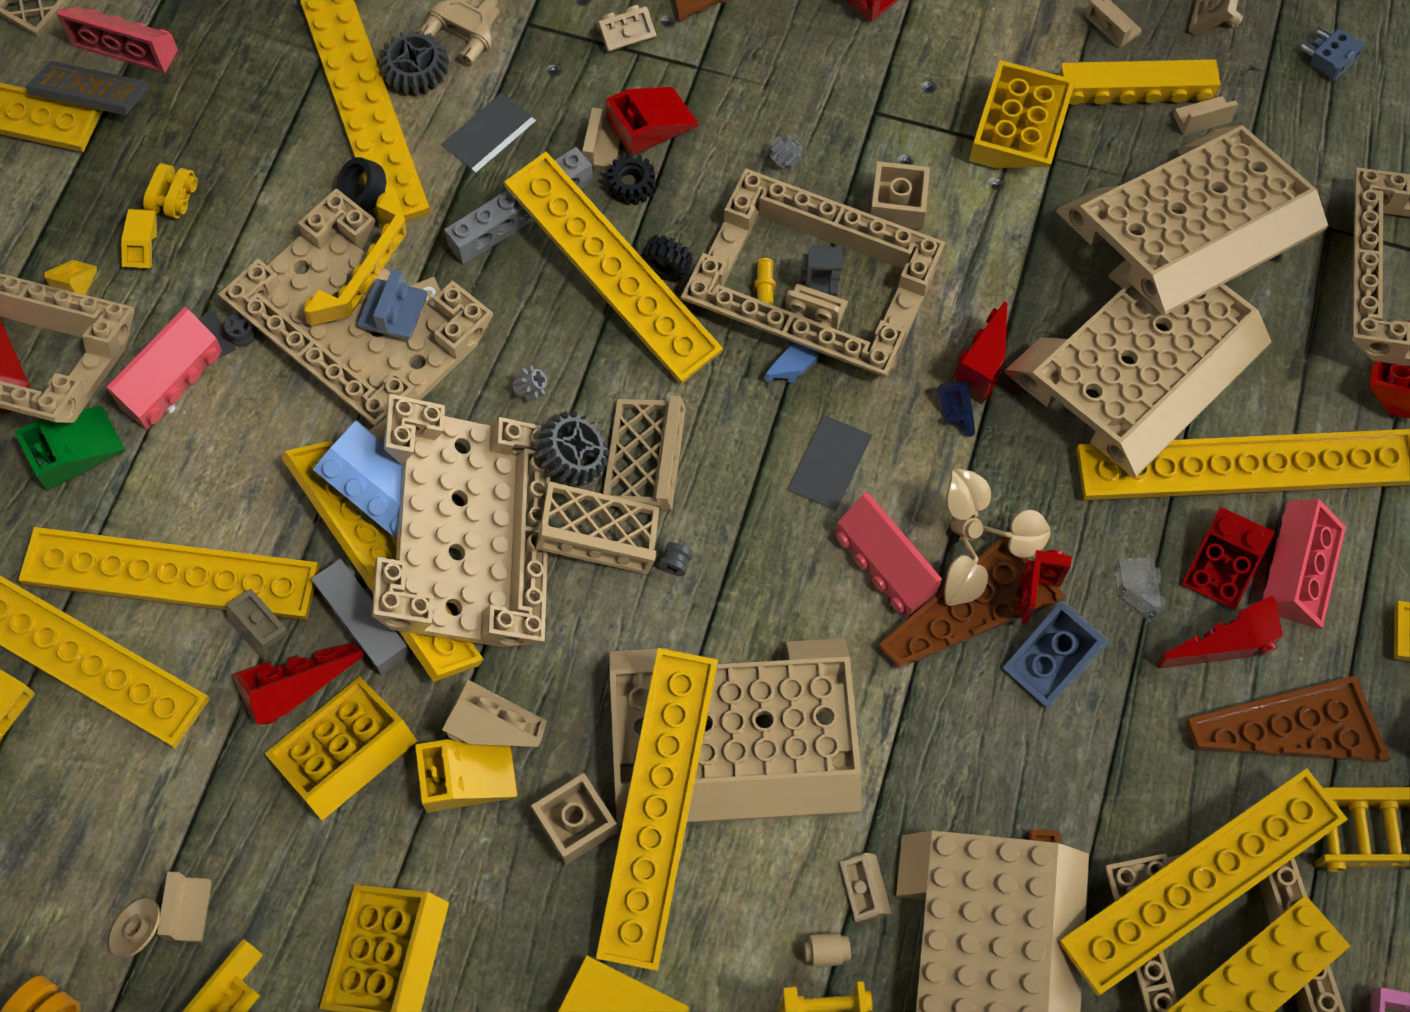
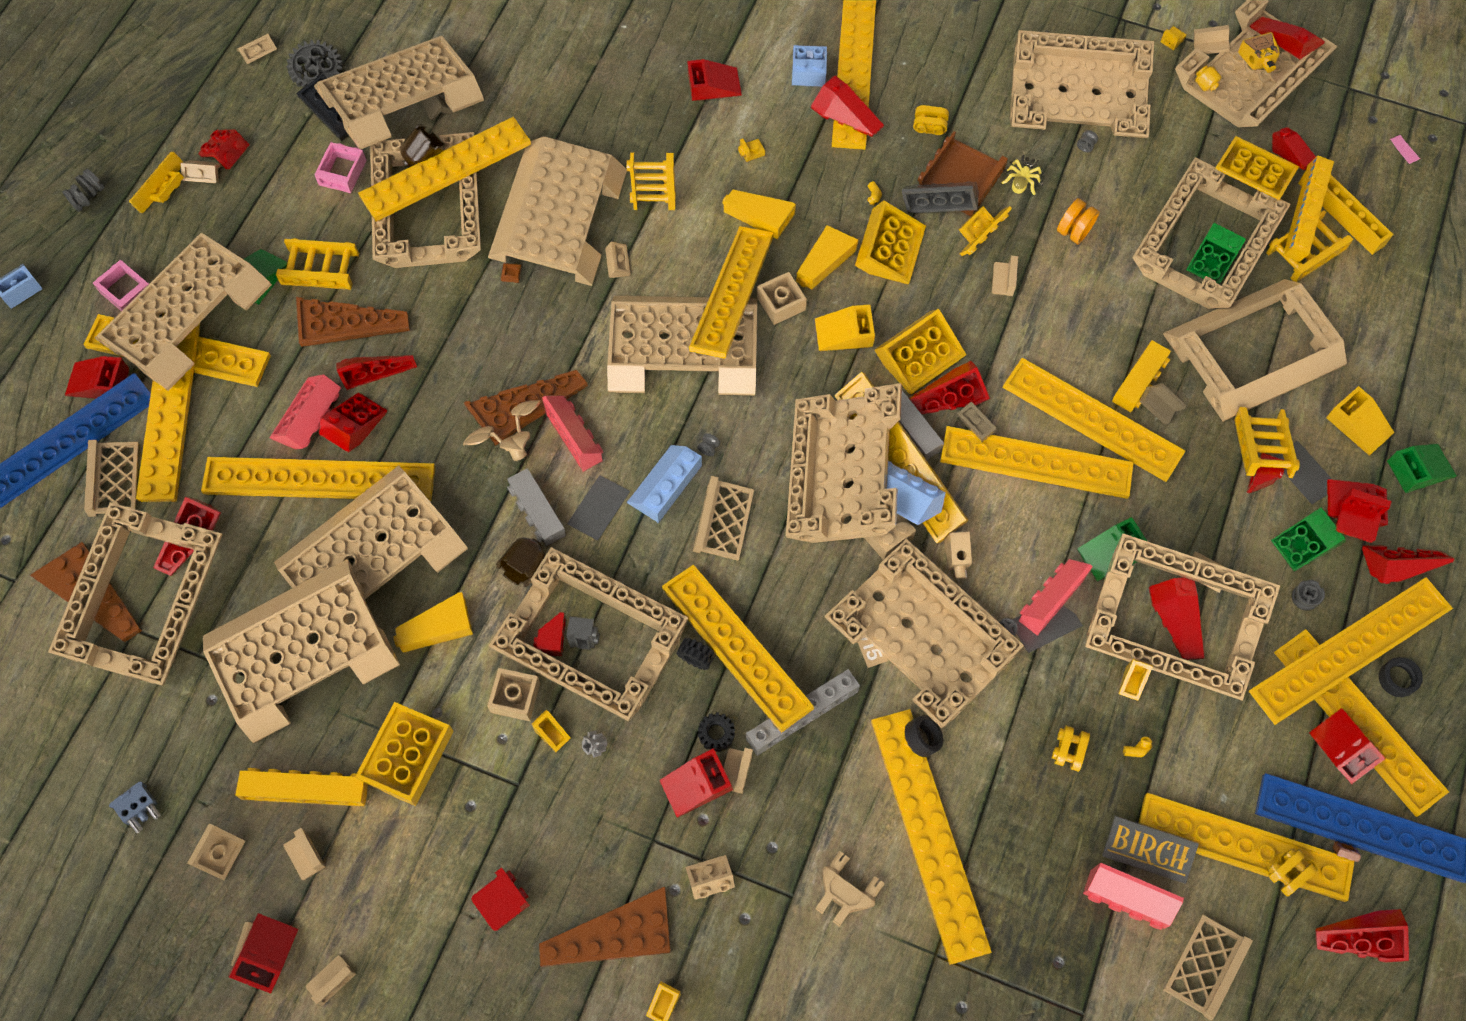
camera: 175 degrees left, 0 degrees up
(80, 199) = (1140, 749): none -> yellow arm
(134, 928) = (1031, 265): tan dish -> none
(137, 238) = (1090, 709): yellow slope -> none
(296, 410) = (958, 546): none -> tan torso
(327, 308) = (943, 628): yellow slope -> none
(393, 307) = (897, 627): sand blue bracket -> none
(405, 74) = (889, 863): dark grey gear -> none
(488, 132) = (825, 791): dark grey sticker -> none
(492, 720) = (827, 350): tan slope -> none
(499, 920) = (826, 255): none -> yellow slope
(529, 383) = (799, 569): light grey gear -> none
(564, 455) = (777, 518): dark grey gear -> none
(596, 546) = (761, 448): tan fence -> none
(736, 498) = (666, 482): none -> light blue slope
(765, 283) = (625, 635): yellow pin -> none
(792, 362) = (618, 571): medium blue slope -> none
(816, 305) = (593, 605): tan bracket -> none
(827, 949) = (644, 228): tan brick -> none
(846, 164) = (550, 731): none -> yellow slope
(865, 272) = (551, 636): none -> red slope
(917, 441) = (536, 507): none -> light grey brick
(923, 359) = (521, 560): none -> dark brown cylinder
(957, 405) = (505, 531): dark blue slope -> none
(986, 357) = (479, 556): red slope -> none
(1023, 275) = (436, 625): none -> yellow slope
(1045, 568) = (479, 404): red bracket -> none
(1056, 653) = (476, 370): sand blue slope -> none
(1138, 586) = (415, 407): clear slope -> none
(1201, 882) = (427, 229): yellow plate -> none
(1205, 115) = (259, 755): tan panel -> none

